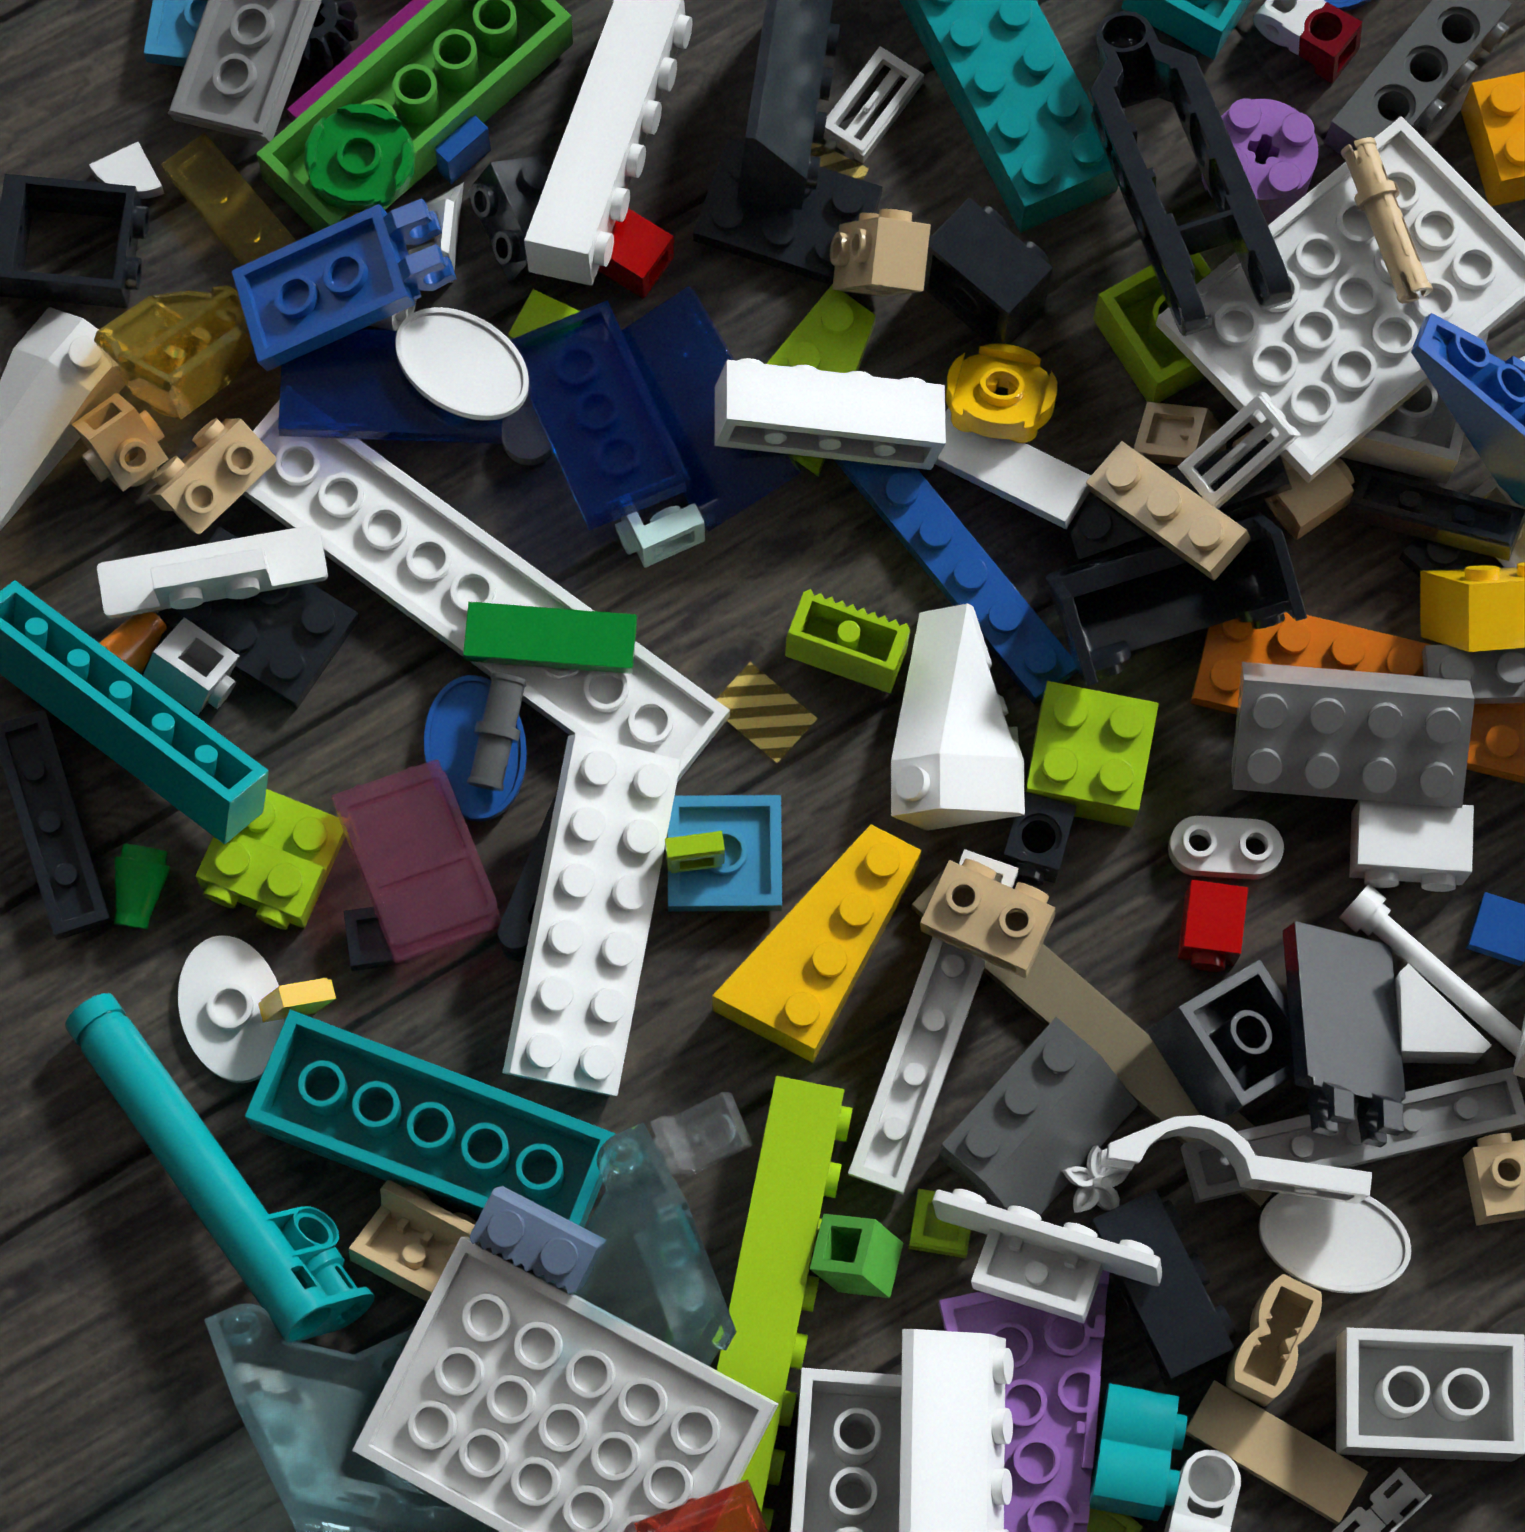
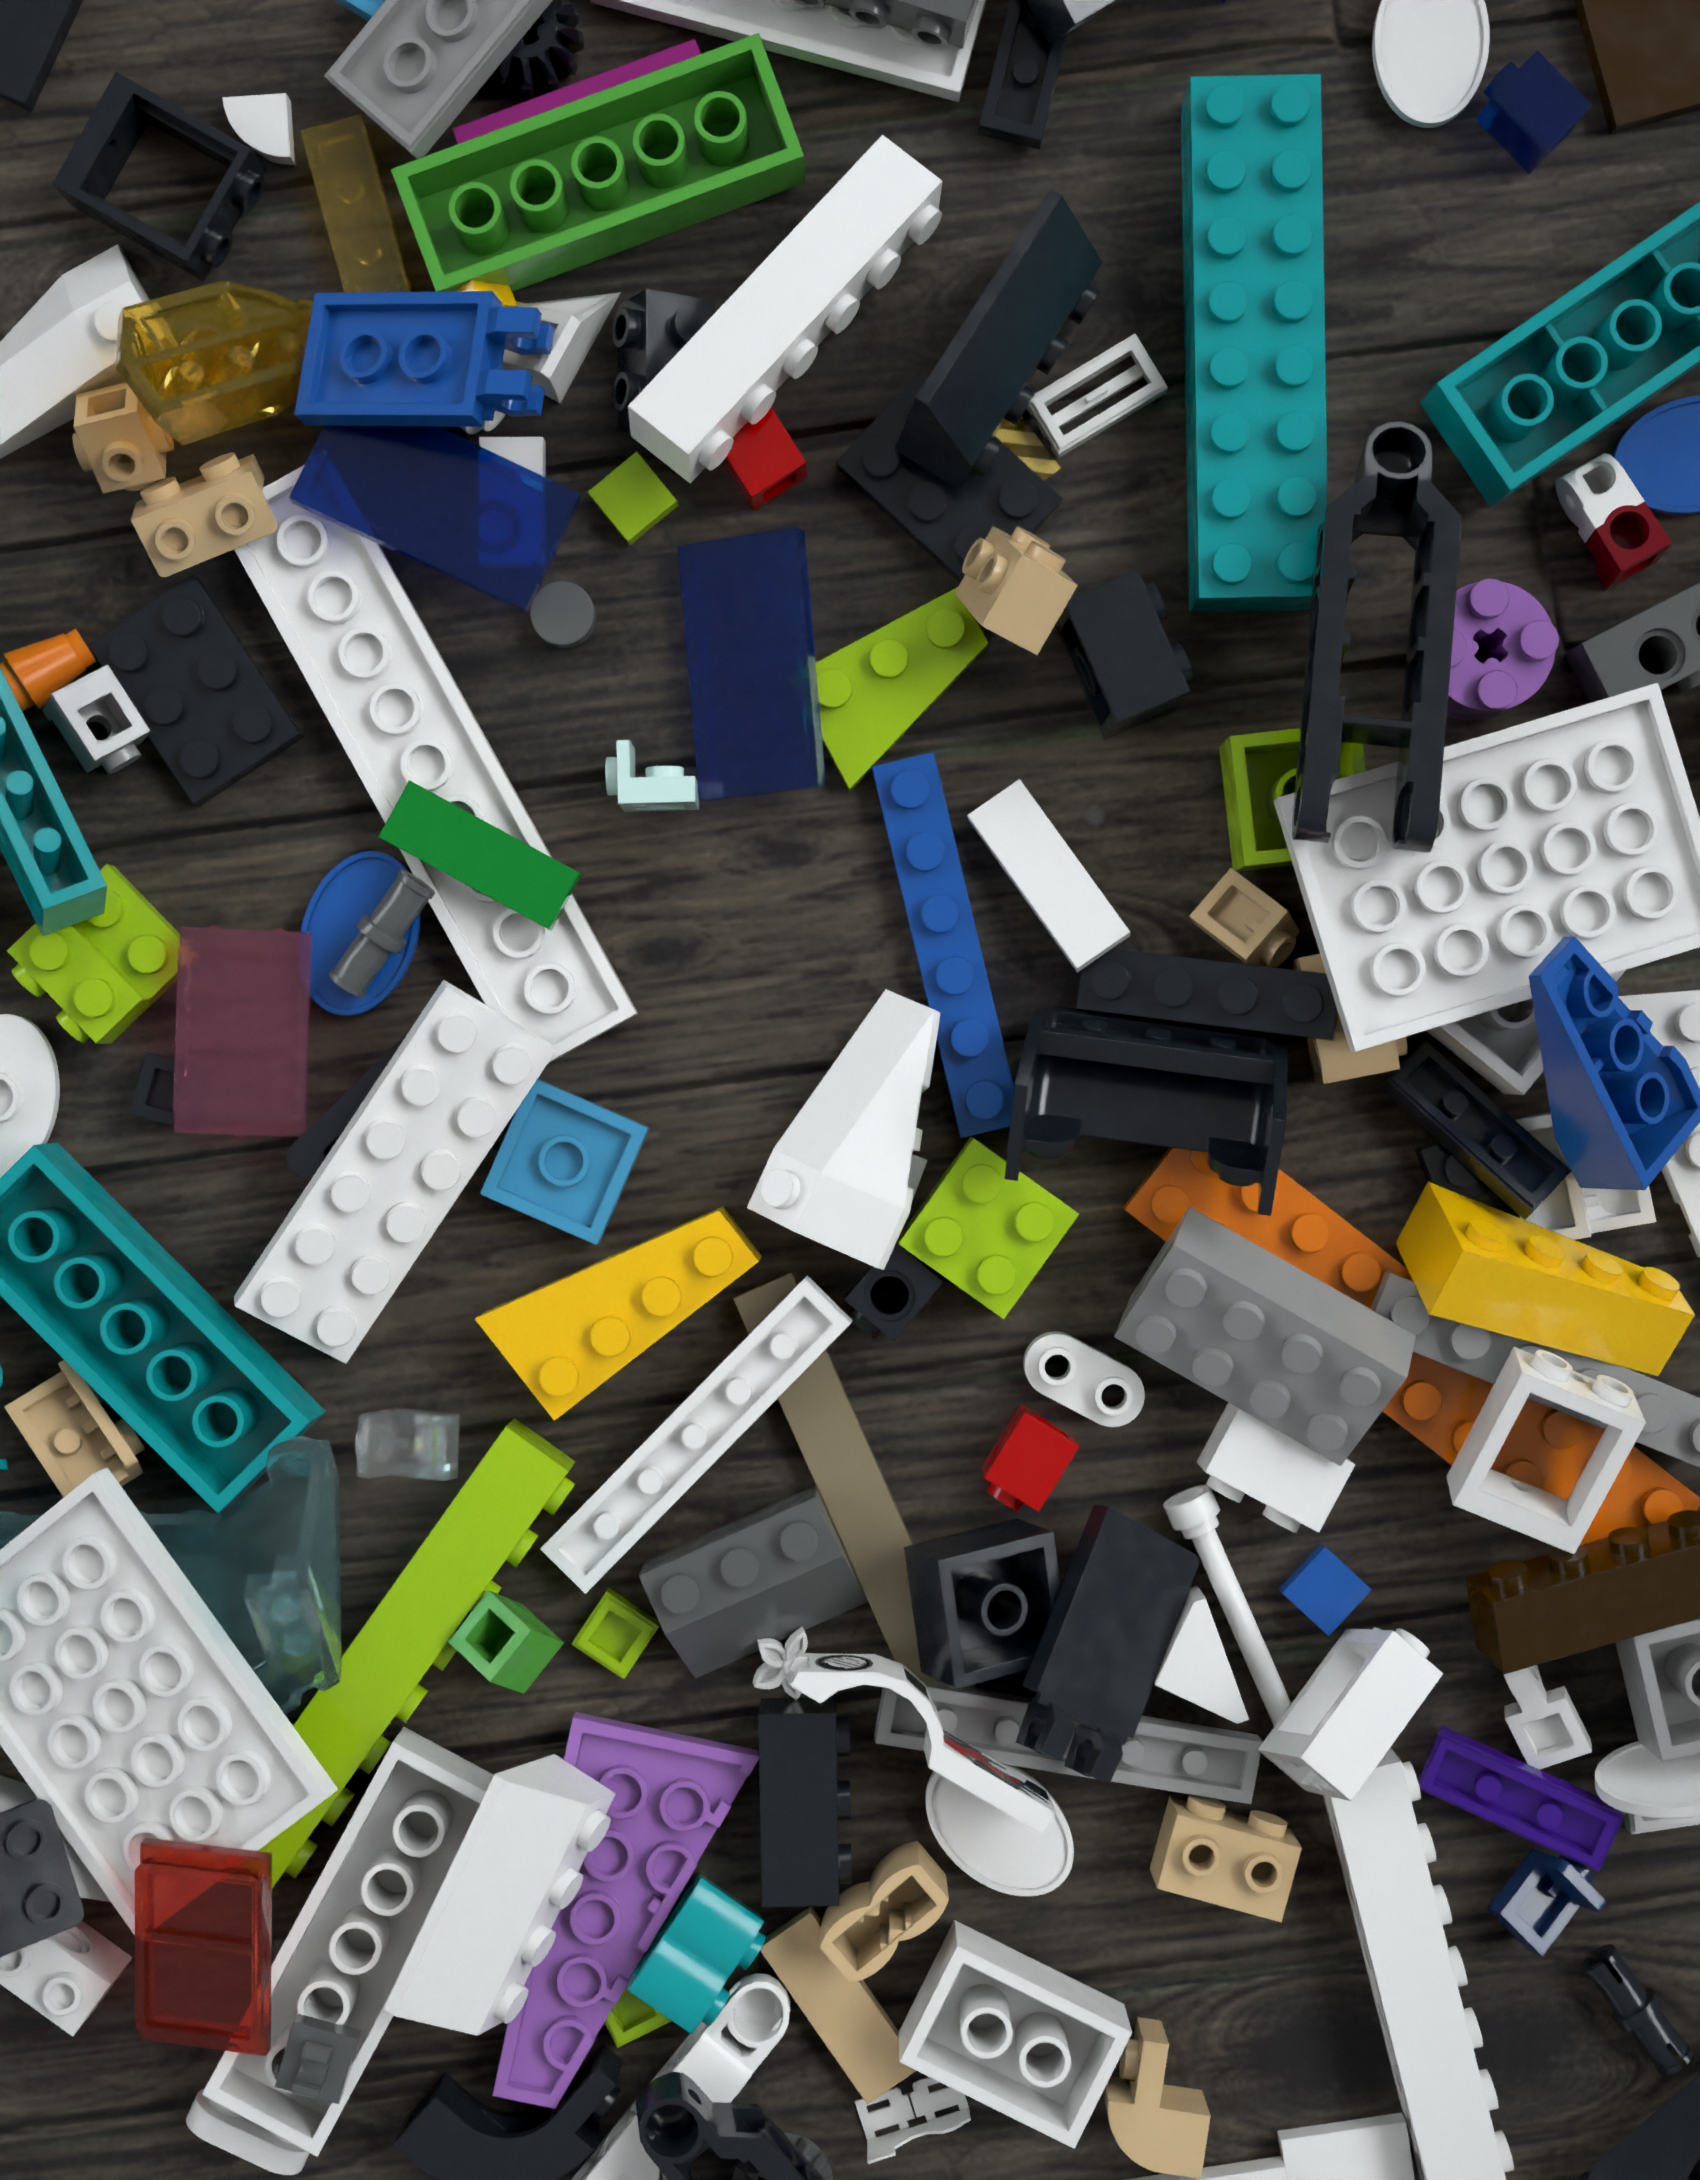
camera: 30 degrees right, 15 degrees up
(212, 572) = (157, 627): white bracket -> none
(301, 997) = (58, 1126): yellow tile -> none
(359, 158) = (497, 225): green tile -> none
(462, 149) = (629, 256): blue tile -> none
(462, 363) = (513, 510): white piece -> none
(537, 1239) = (171, 1508): sand blue brick -> none
(600, 416) = (637, 630): clear blue tile -> none
(695, 852) = (524, 1158): lime tile -> none
(765, 712) = (677, 1023): clear yellow sticker -> none
(829, 414) = (879, 742): white brick -> none
(847, 641) = (788, 996): lime brick -> none
(988, 917) = (791, 1370): tan brick -> none
(1012, 416) = (1072, 824): yellow plate -> none
(1040, 1261) = (681, 1740): white bracket -> none
(1168, 510) = (1188, 1012): tan plate -> none
(1274, 420) = (1344, 975): white tile -> none
(1378, 200) = (1580, 800): tan pin -> none

